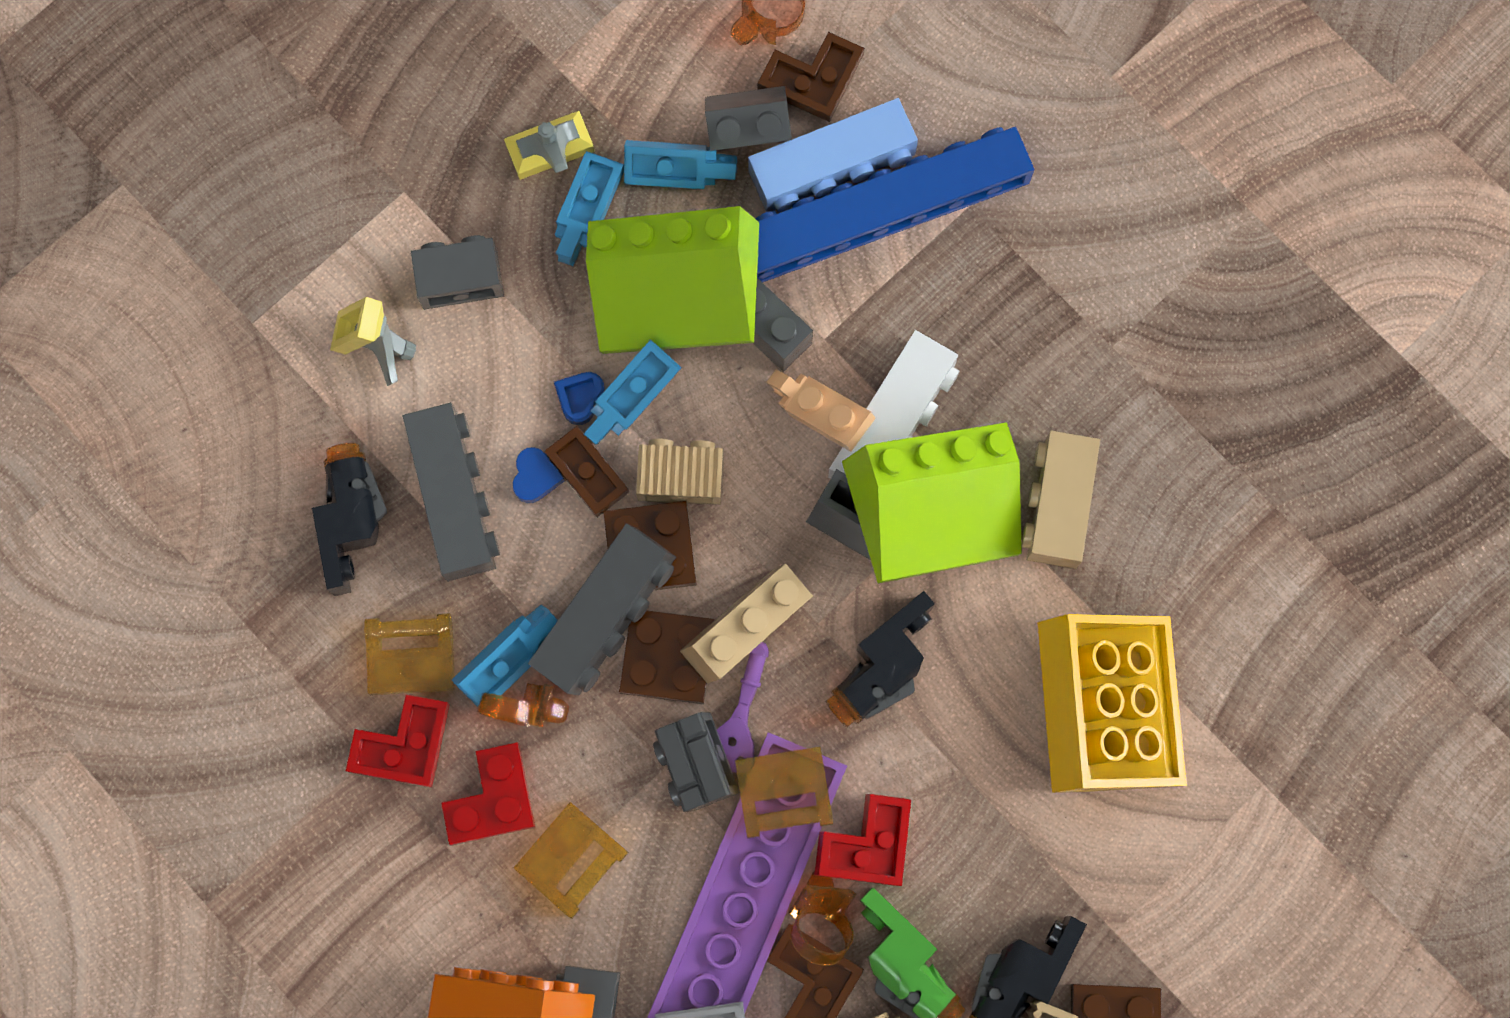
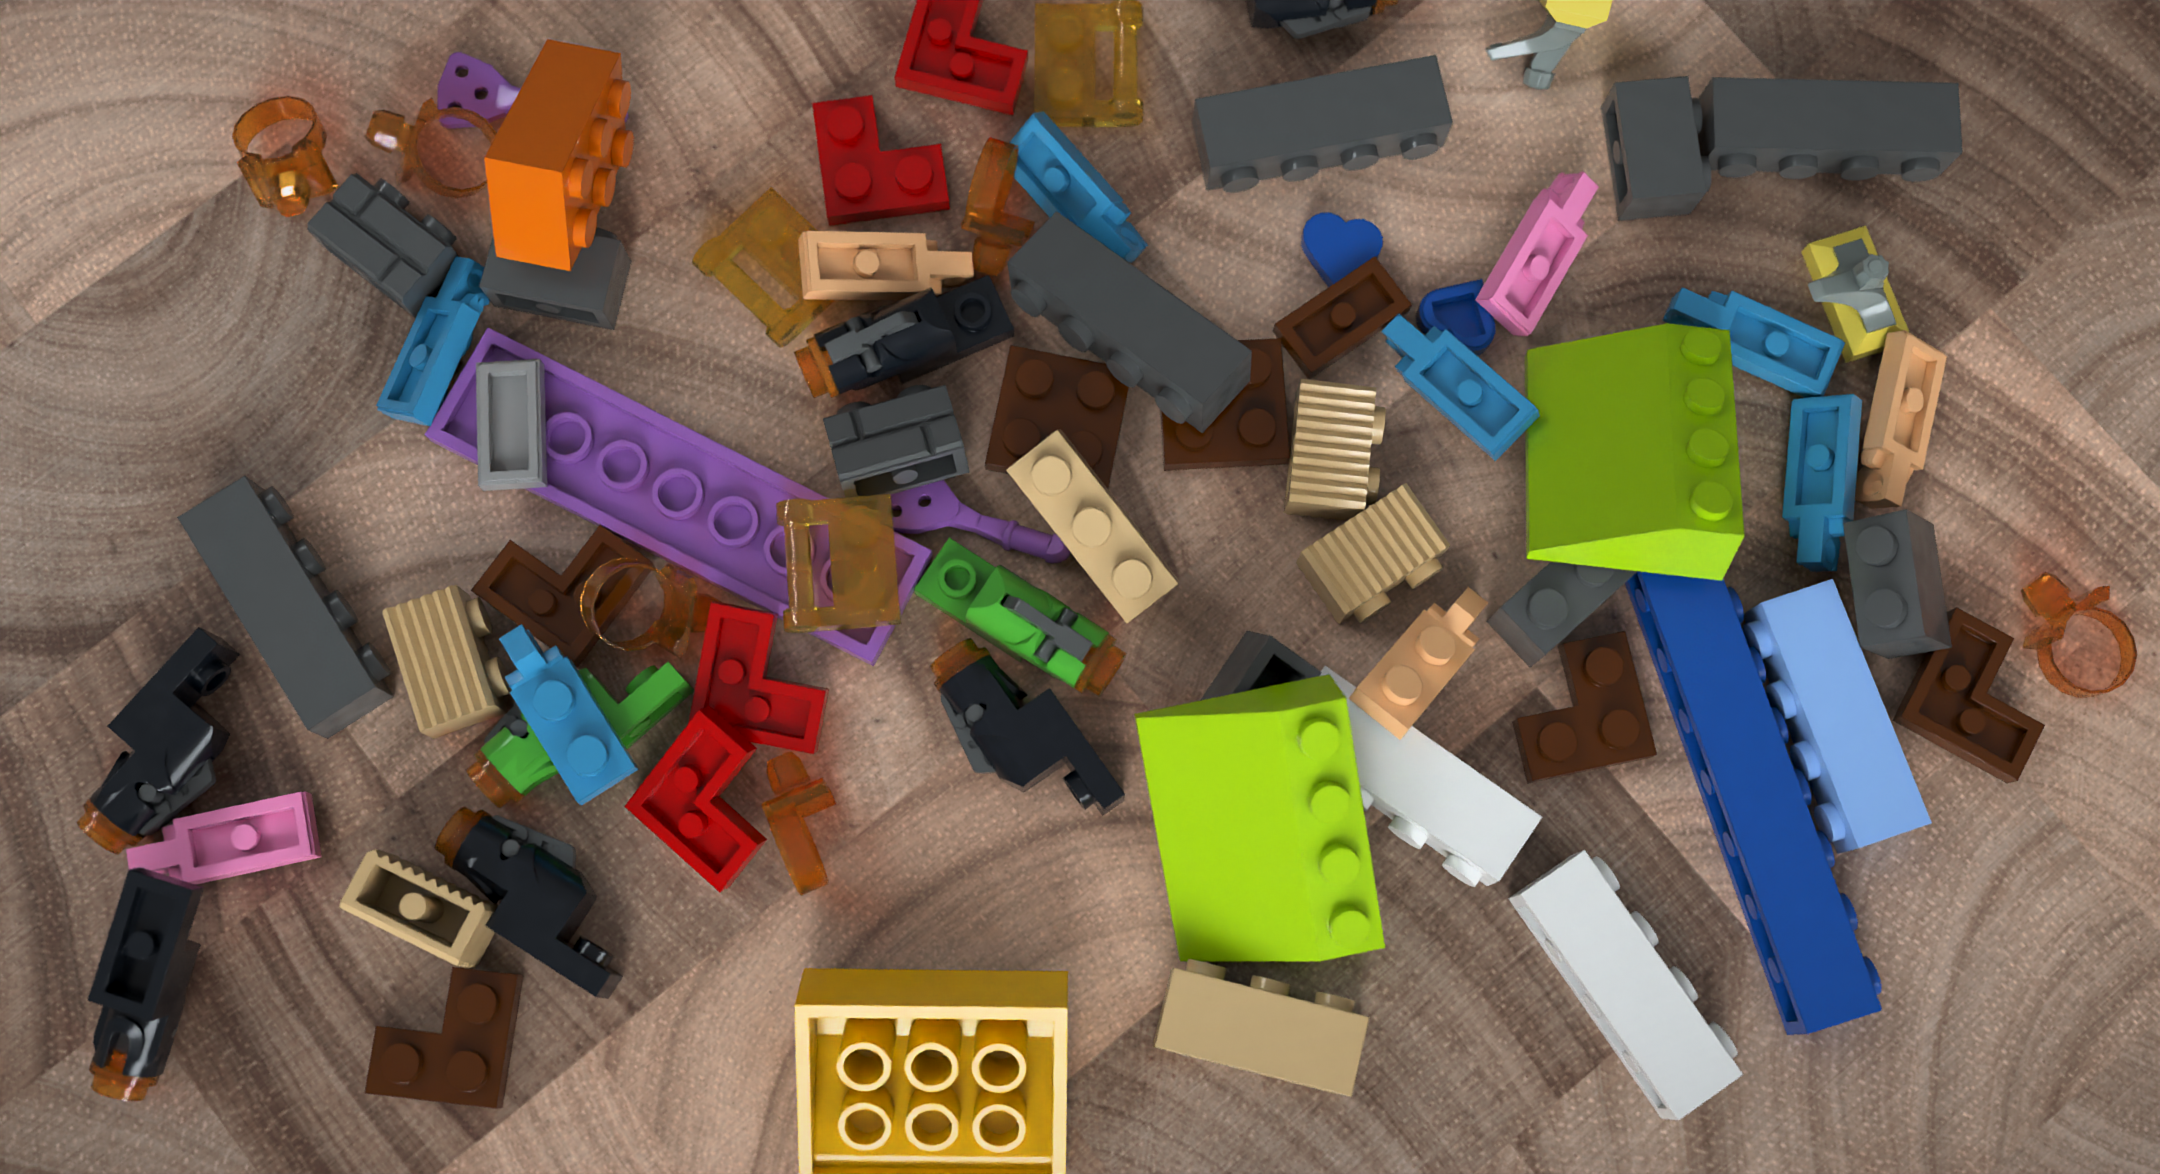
camera: 90 degrees right, 0 degrees up
(437, 161) = (1830, 127): none -> dark grey brick
(534, 344) = (1538, 254): none -> bright pink hinge
(571, 785) = (877, 265): none -> light nougat hinge
(621, 763) = (905, 339): none -> black plate
(635, 117) = (1899, 419): none -> light nougat hinge
(750, 443) = (1373, 555): none -> tan brick
(810, 669) = (1020, 619): none -> bright green plate
(845, 295) = (1606, 717): none -> reddish brown plate
(907, 963) = (565, 717): none -> dark azure hinge
(929, 813) = (787, 822): none -> clear orange piece
(949, 882) = (684, 801): none -> red plate
(1011, 278) = (1627, 986): none -> white brick

